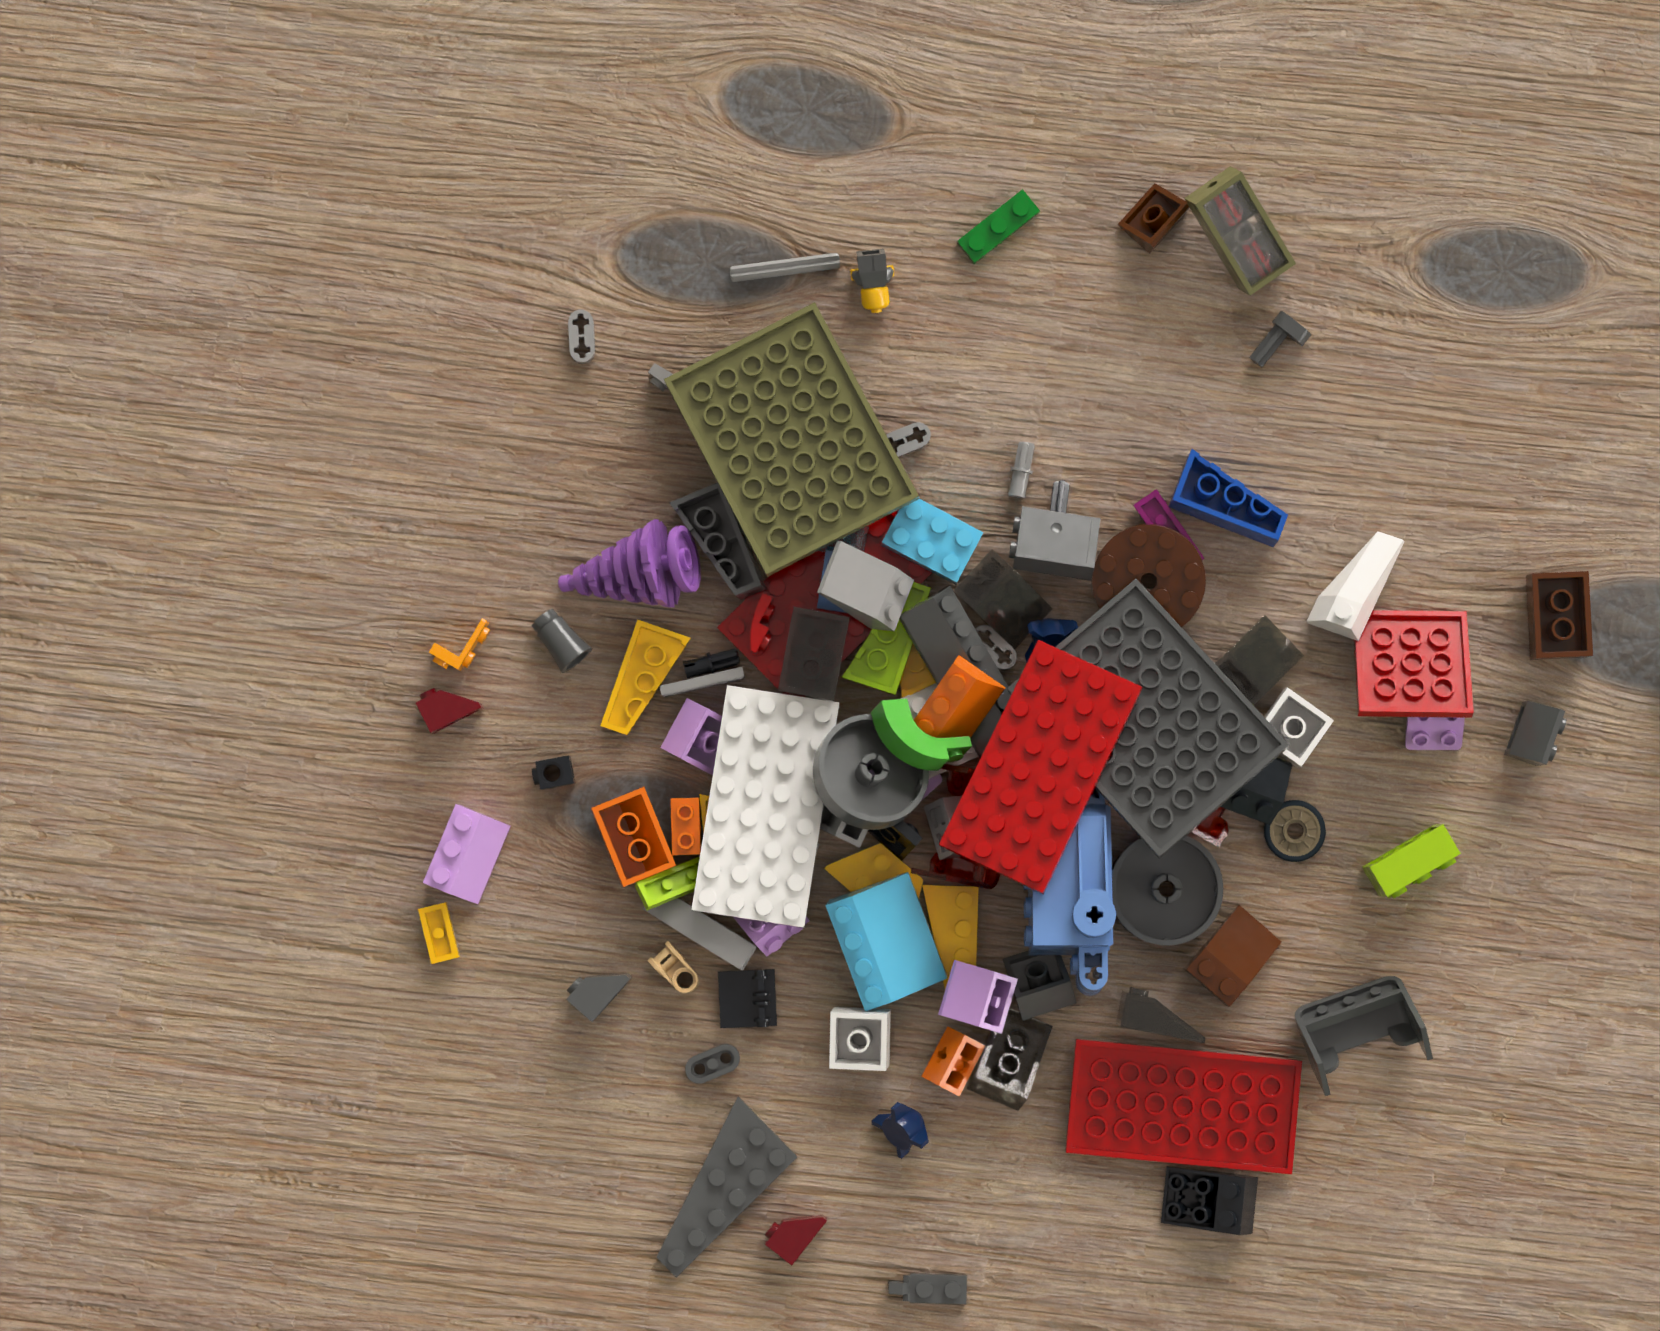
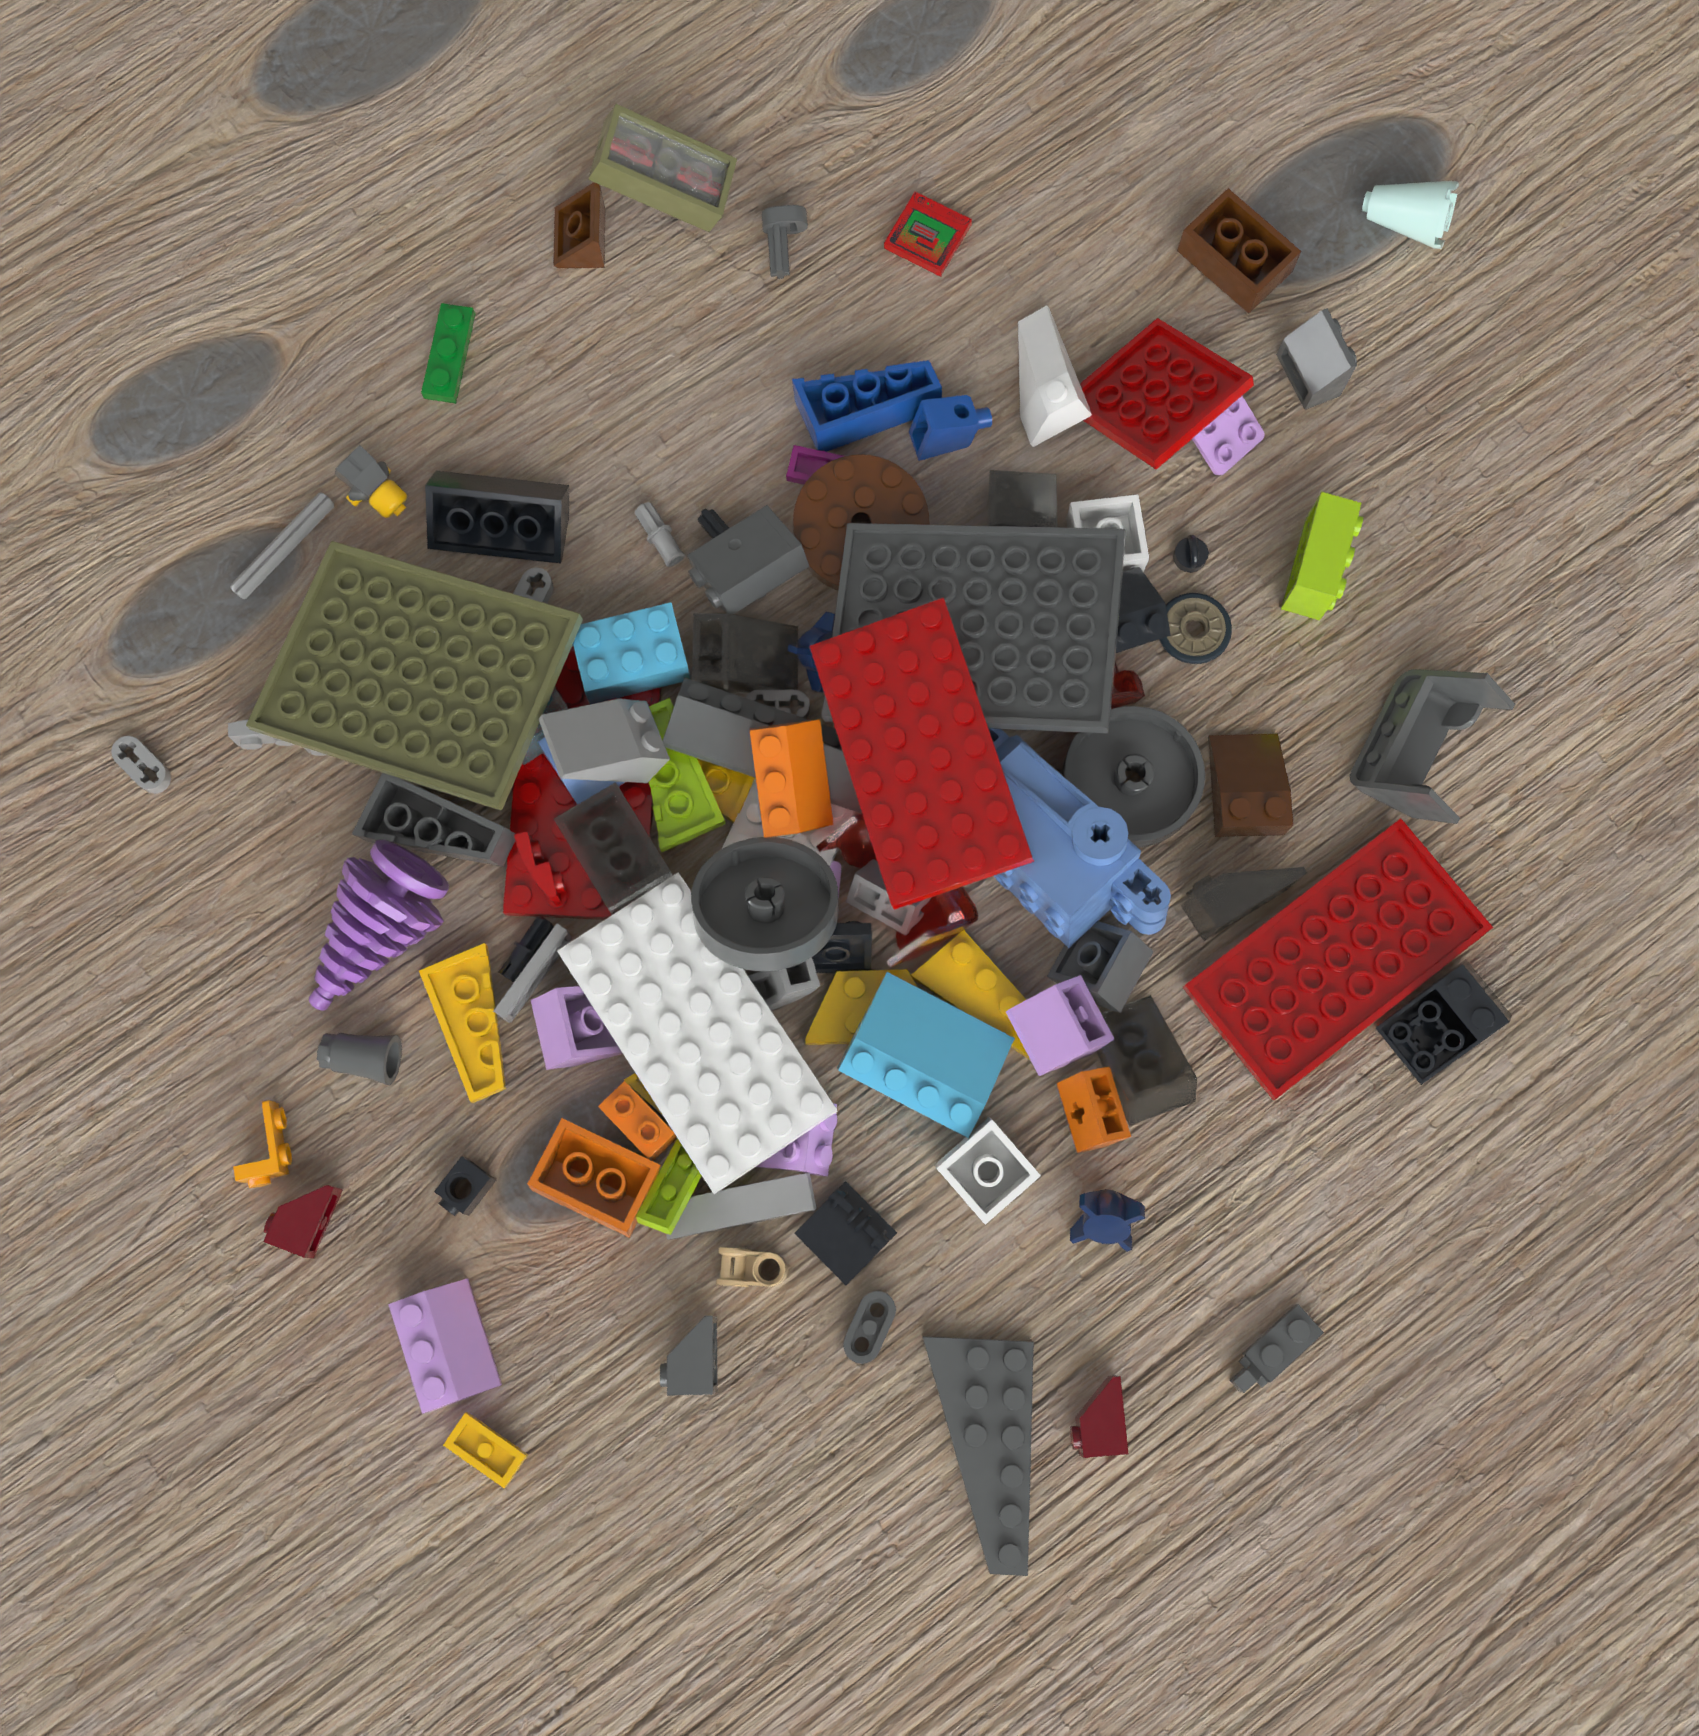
camera: 45 degrees left, 10 degrees down
(909, 742) = (777, 841): bright green arch -> none
(932, 369) = (497, 516): none -> black slope
(1254, 561) = (946, 425): none -> blue torso
(1338, 782) = (1190, 554): none -> black tile
(1376, 419) = (927, 234): none -> red tile

